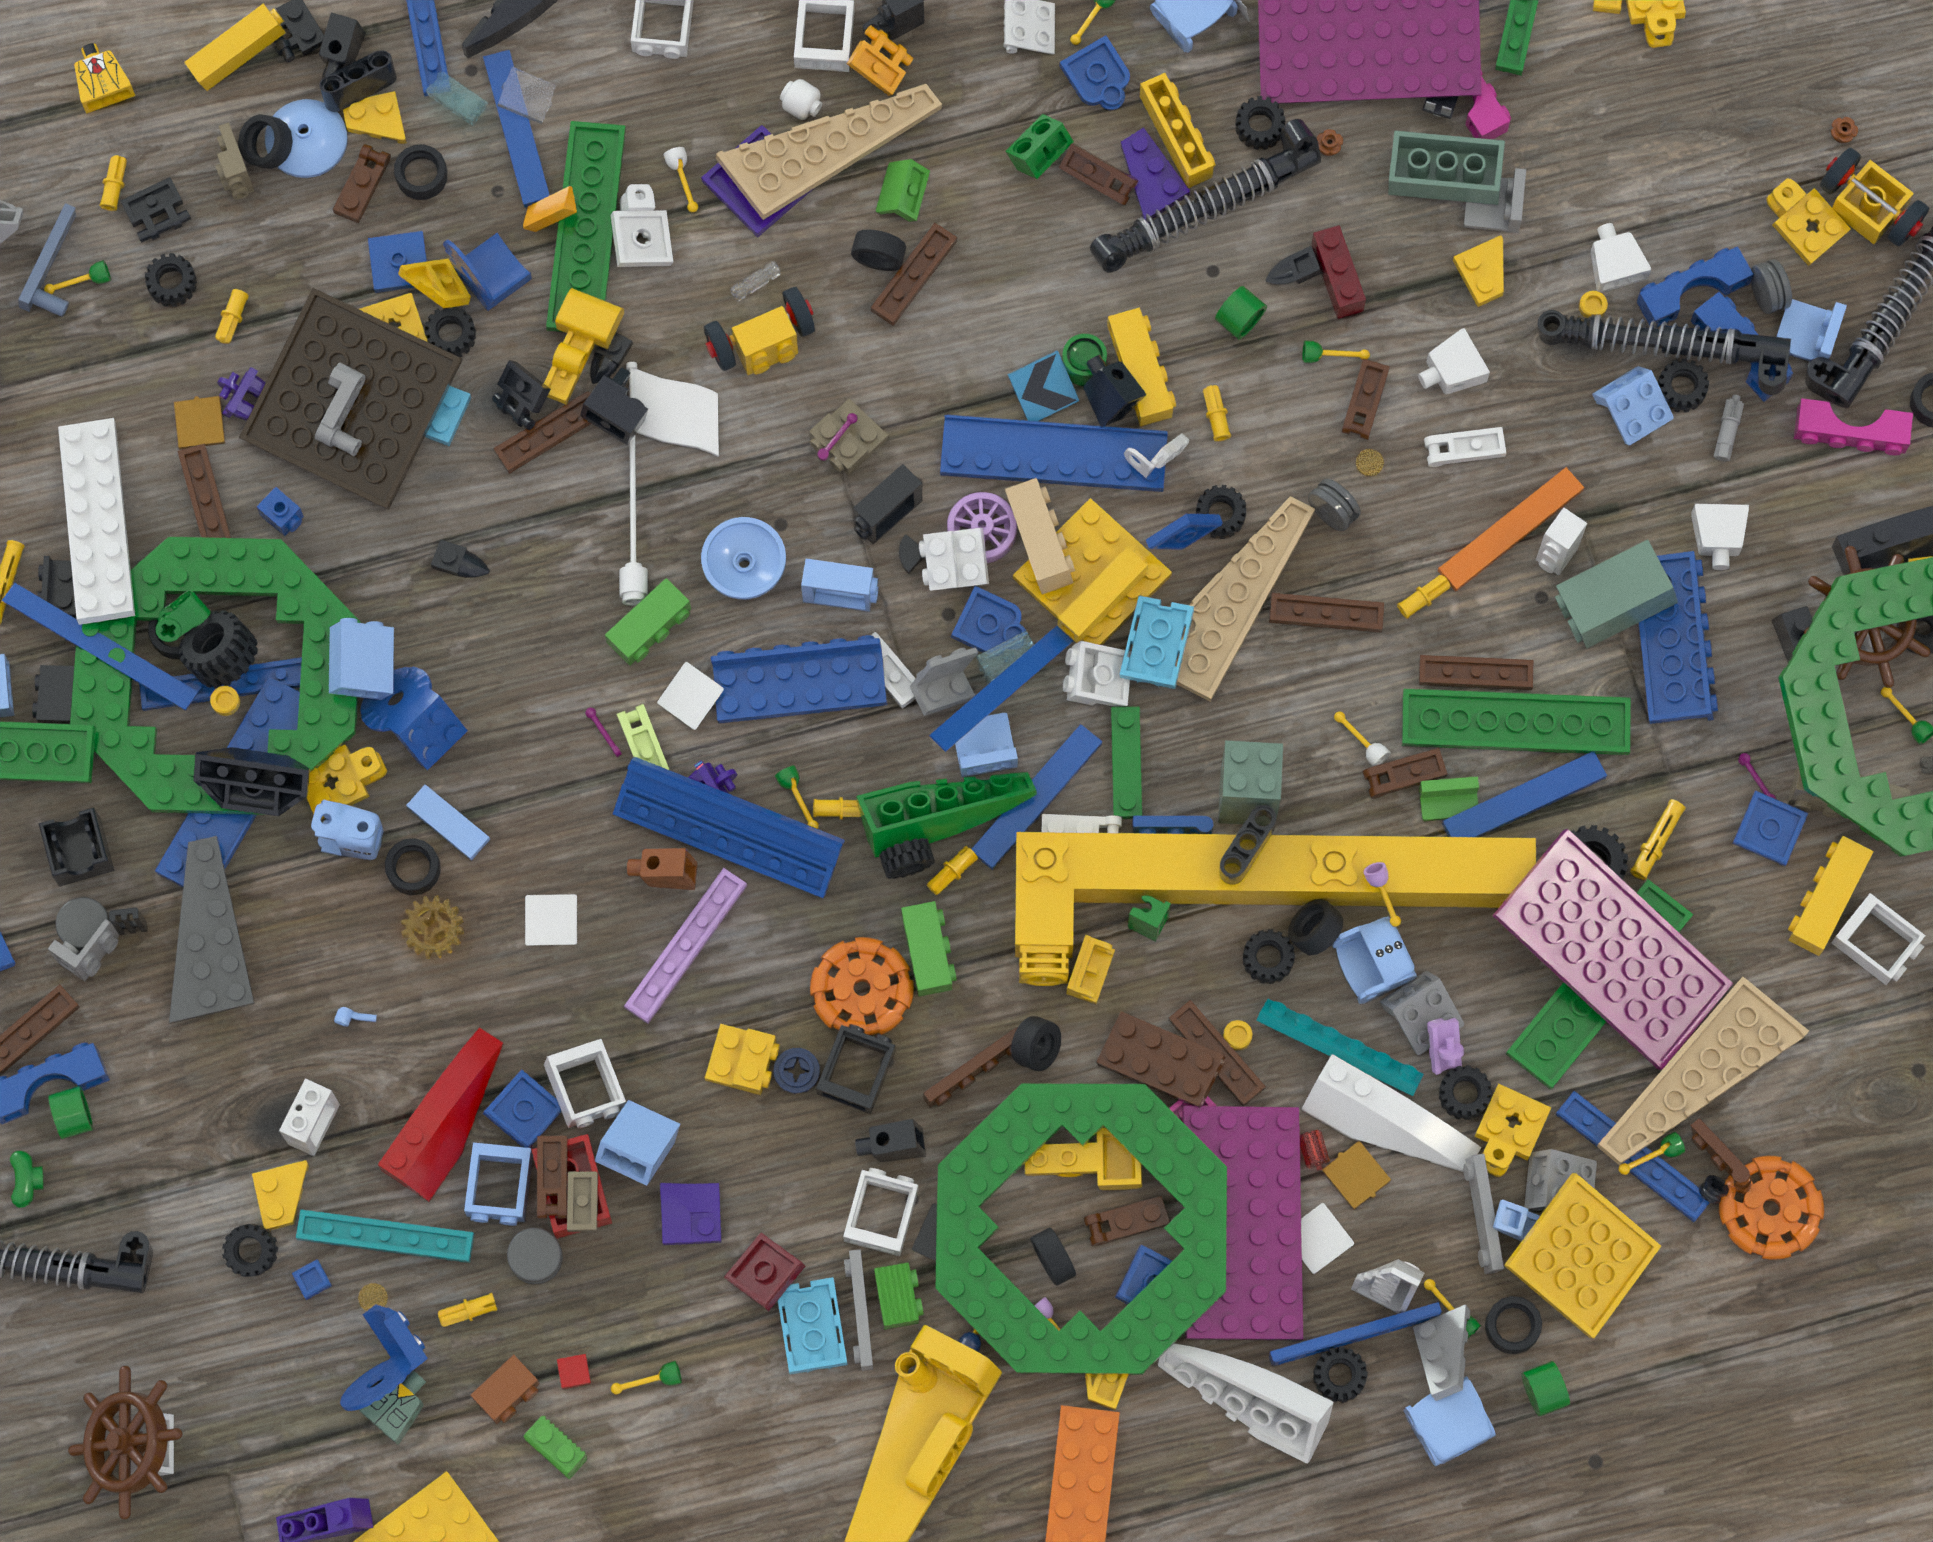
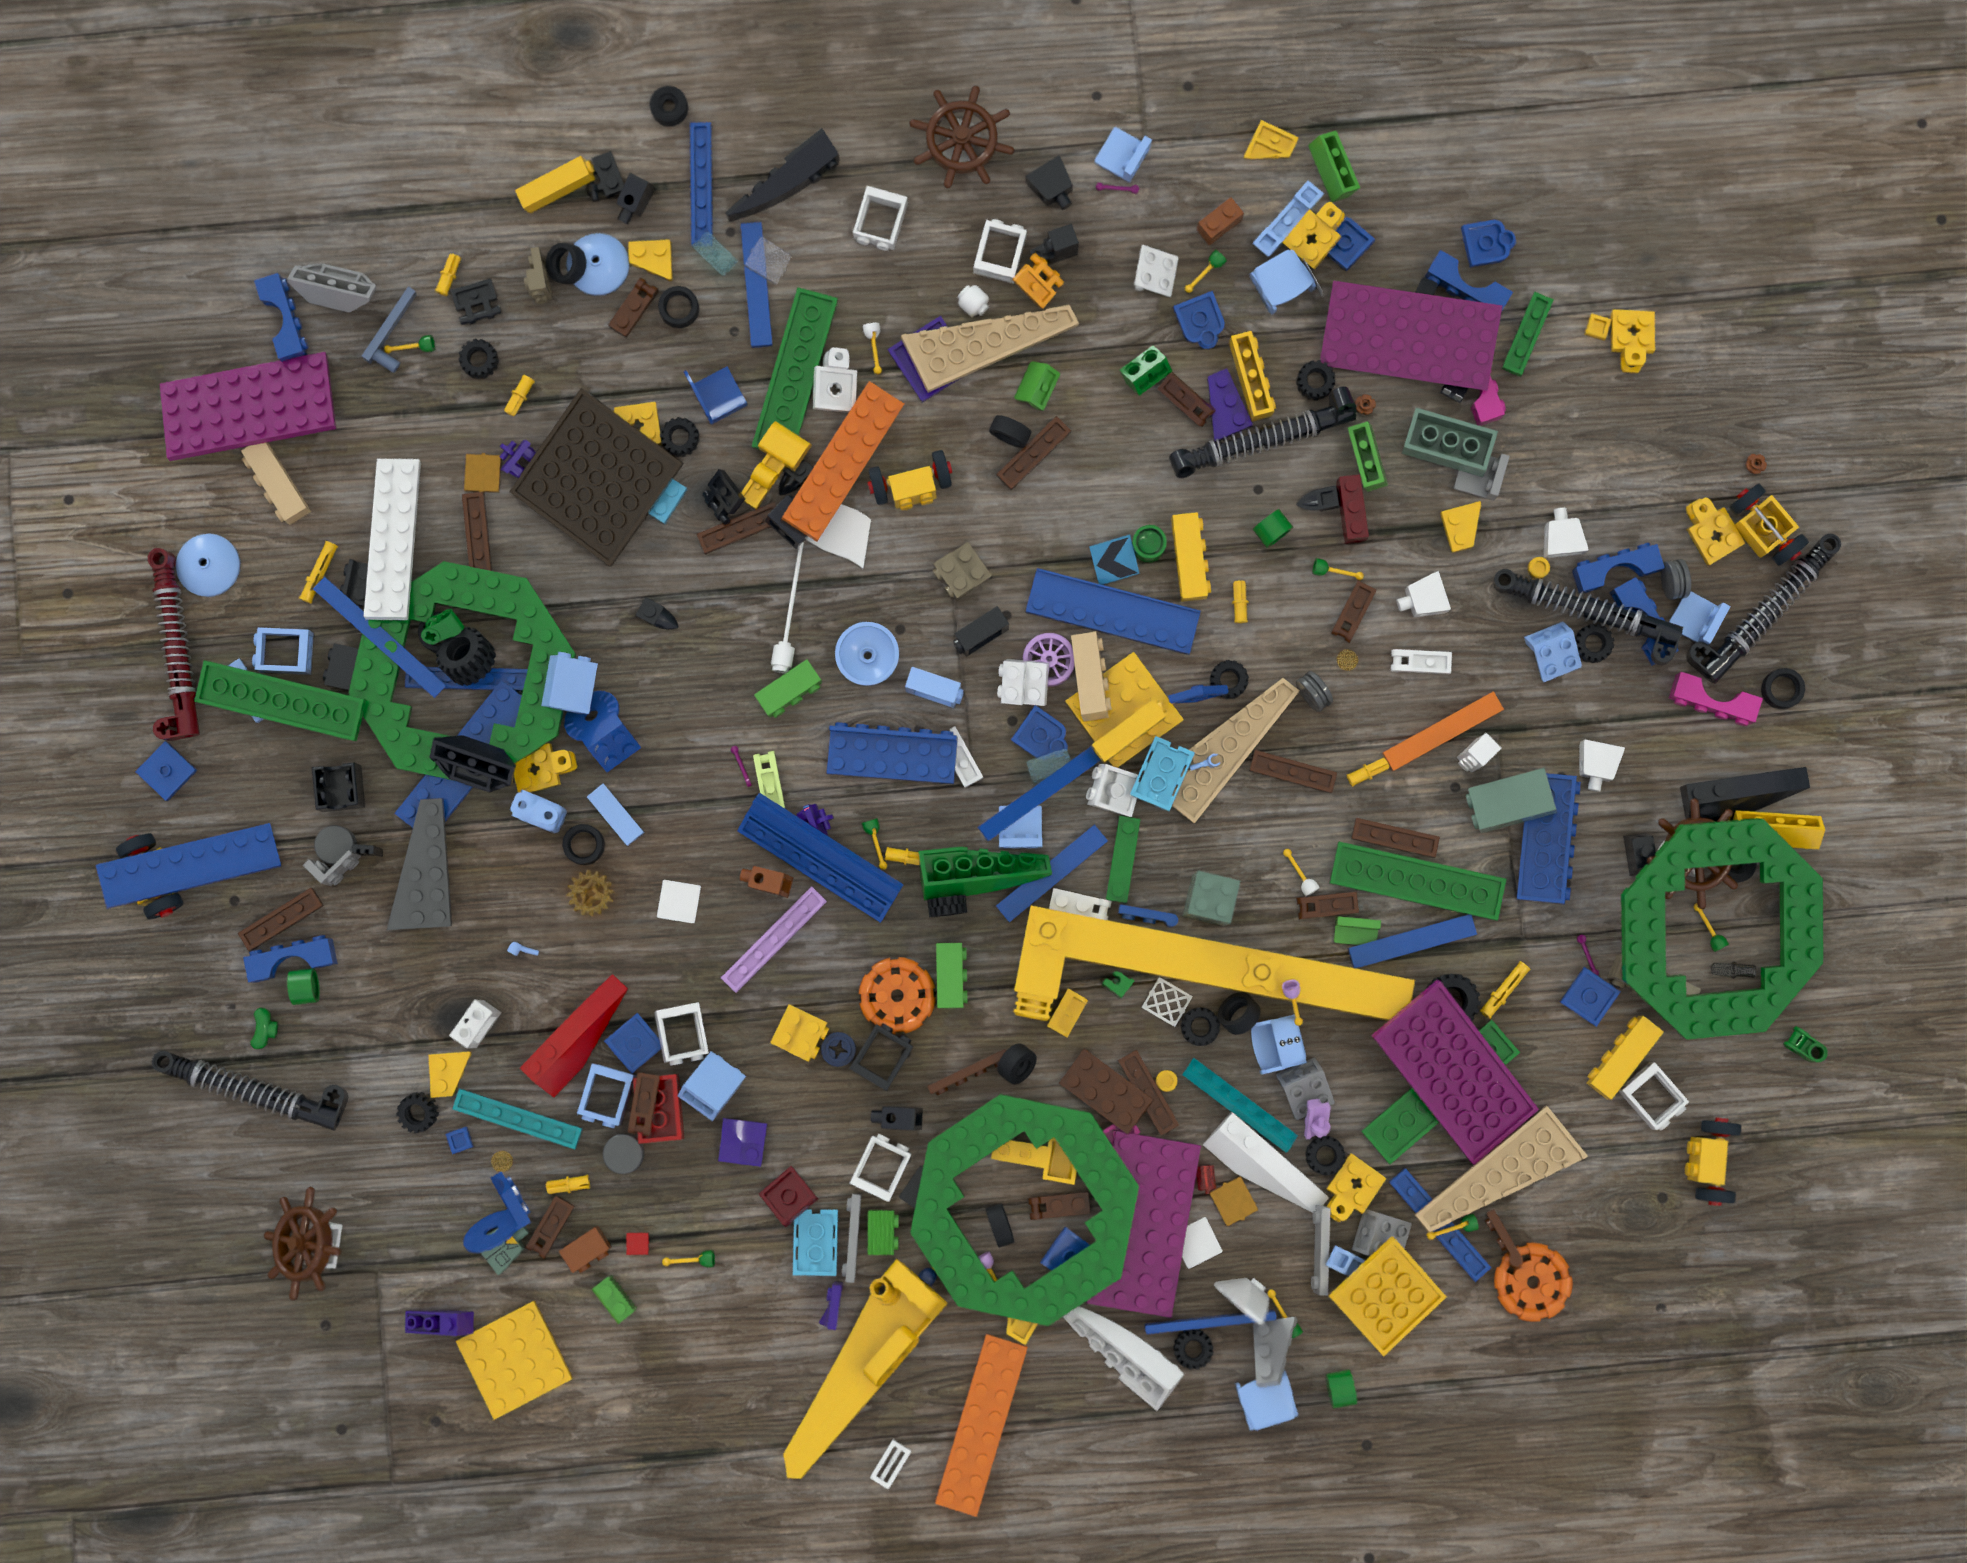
camera: 10 degrees right, 10 degrees up
(100, 79) = (450, 191): yellow torso -> none
(225, 700) = (464, 696): yellow tile -> none
(280, 512) = (530, 555): blue brick -> none
(329, 432) = (595, 469): light grey beam -> none
(358, 80) = (643, 227): black beam -> none
(389, 253) = (650, 374): blue plate -> none
(437, 281) = (676, 397): yellow wing -> none
(453, 1369) = (550, 1226): none -> reddish brown plate
(550, 210) = (769, 355): light orange slope -> none
(582, 1202) = (662, 1126): dark tan plate -> none
(668, 324) = (842, 461): none -> orange plate
(690, 695) = (809, 750): white sticker -> none
(755, 281) = (914, 437): clear axle -> none
(823, 453) = (940, 584): magenta hinge -> none
(850, 1412) = (830, 1316): none -> dark purple plate
(909, 554) = (991, 670): black tile -> none
(944, 682) = (998, 777): light grey bracket -> none
(952, 870) = (979, 919): yellow axle -> none
(1111, 390) = (1164, 573): black torso -> none
(1165, 455) = (1192, 634): white piece -> none
(1213, 618) = (1207, 762): none -> light blue hand
(1224, 915) = (1174, 988): none -> white window
(1251, 831) = (1207, 941): black beam -> none
(1345, 203) = (1367, 456): none -> bright green brick
(1517, 1303) = (1330, 1352): black tyre -> none
(1713, 1189) = (1496, 1265): black bush -> none
(1728, 430) = (1620, 685): light grey piece -> none

